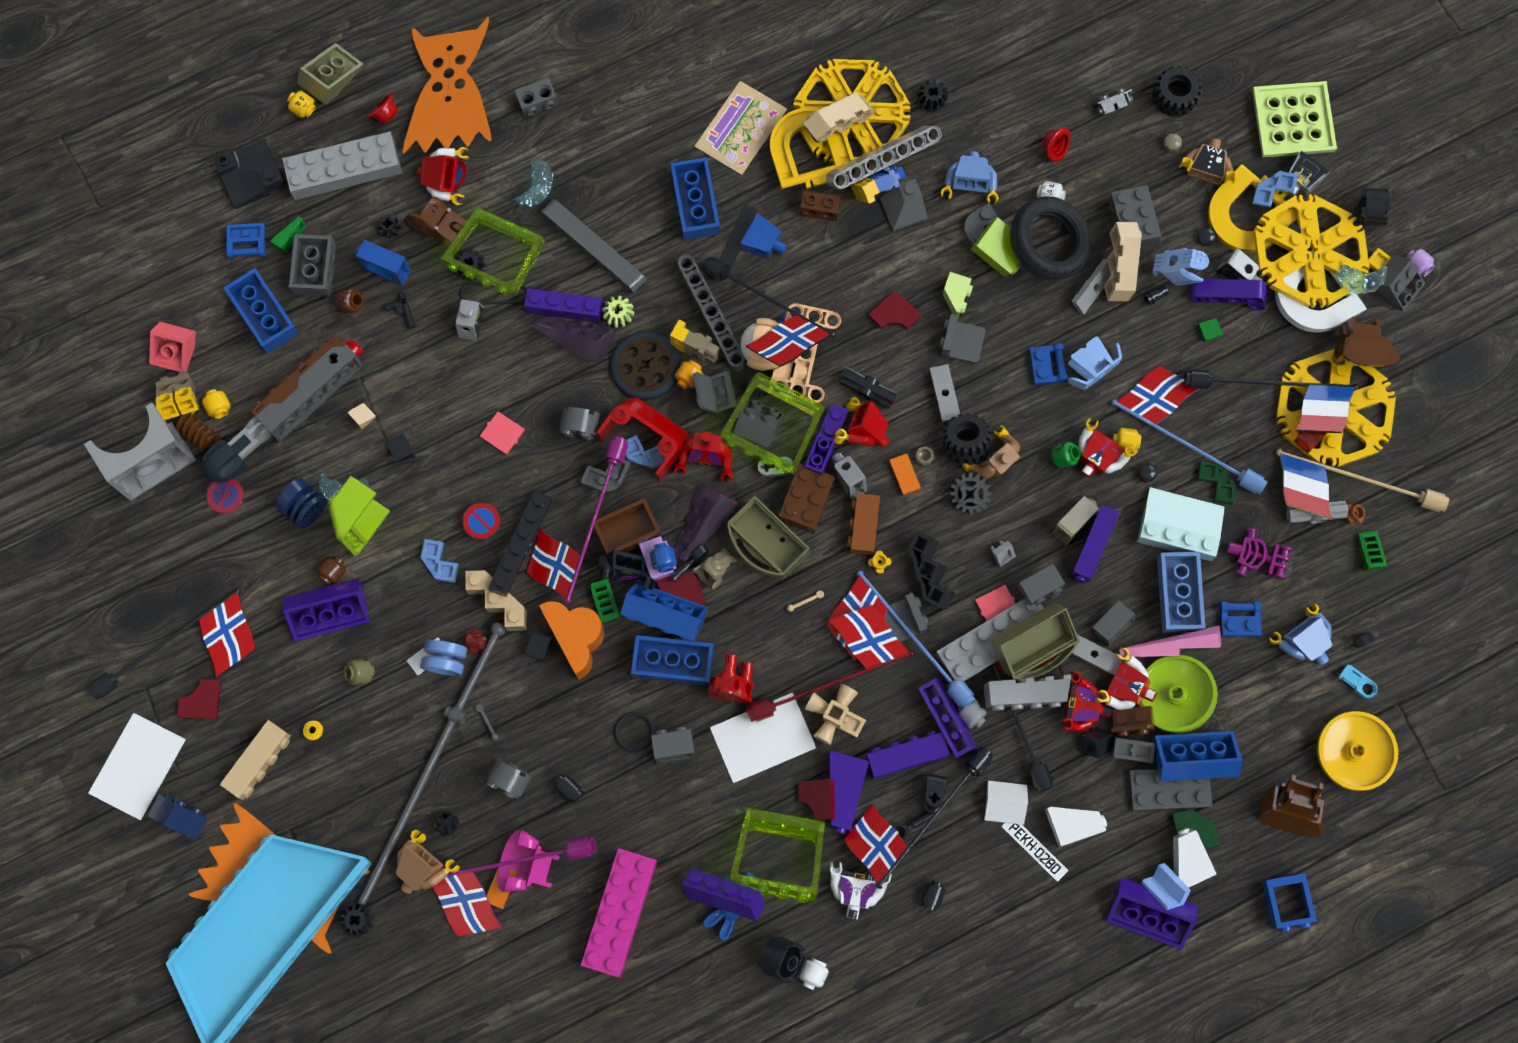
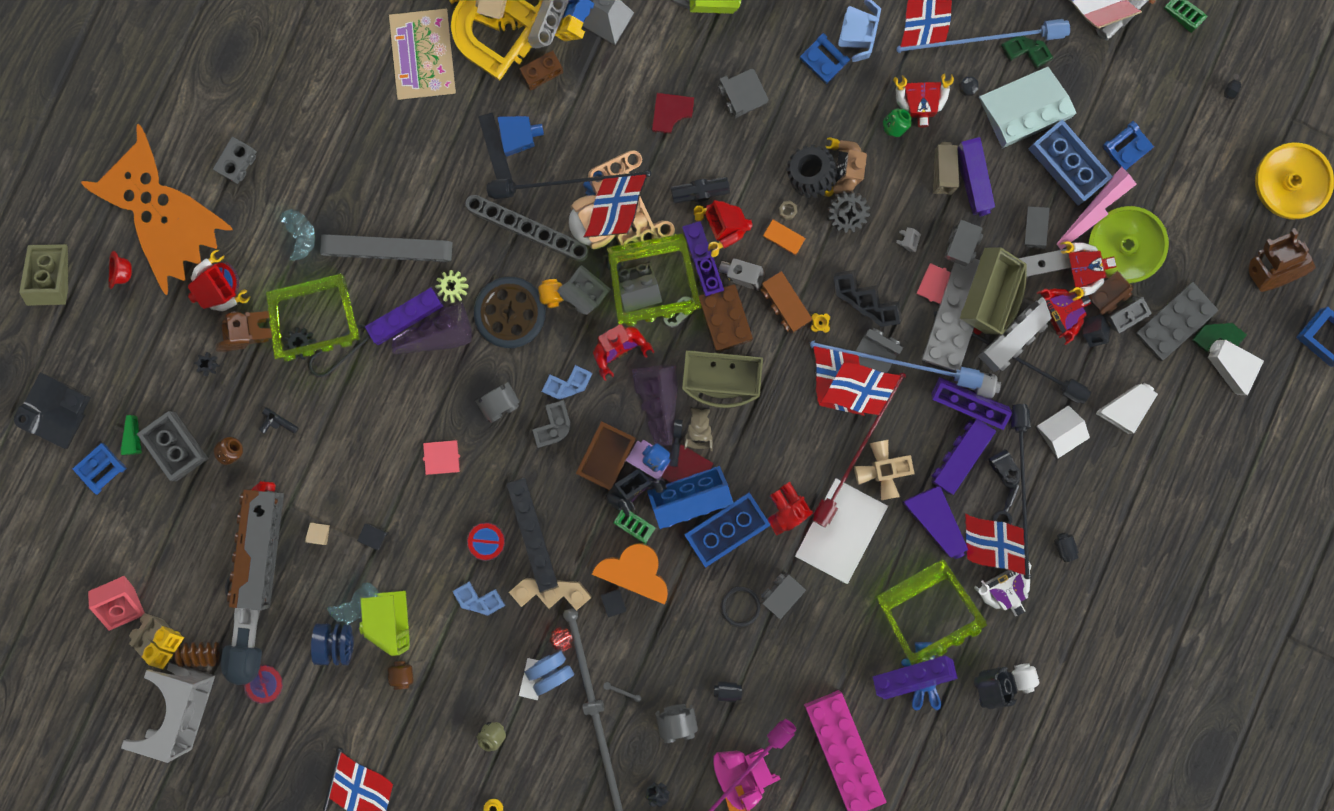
camera: 45 degrees left, 10 degrees up
(216, 404) = (193, 620): yellow head -> none
(261, 310) = (163, 516): blue brick -> none
(301, 104) = (45, 320): yellow head -> none
(326, 609) = (423, 709): dark purple slope -> none
(342, 165) = (124, 344): light grey brick -> none
(383, 262) = (228, 398): blue window -> none
(469, 316) = (338, 388): light grey torso -> none
(558, 563) = (570, 527): flag -> none
(671, 434) = (553, 352): red windscreen -> none
(693, 343) = (535, 266): dark tan hips -> none
(695, 198) = (436, 143): blue brick -> none
(819, 796) = (925, 543): dark red tile -> none
(820, 594) = (781, 414): tan hinge -> none
(942, 383) = (754, 139): light grey tile -> none
(955, 292) = (706, 57): yellowish green slope -> none
(1036, 850) = (1113, 449): white sticker -> none
(1127, 436) = (933, 71): yellow head -> none
(1140, 912) = (1237, 427): dark purple slope -> none
(1167, 887) = (1235, 401): light blue panel -> none
(1197, 756) = (1182, 281): blue brick -> none
(1245, 550) = (1094, 88): magenta piece -> none
(1308, 639) = (1193, 121): torso -> none
(1357, 680) = (1251, 125): medium azure piece -> none

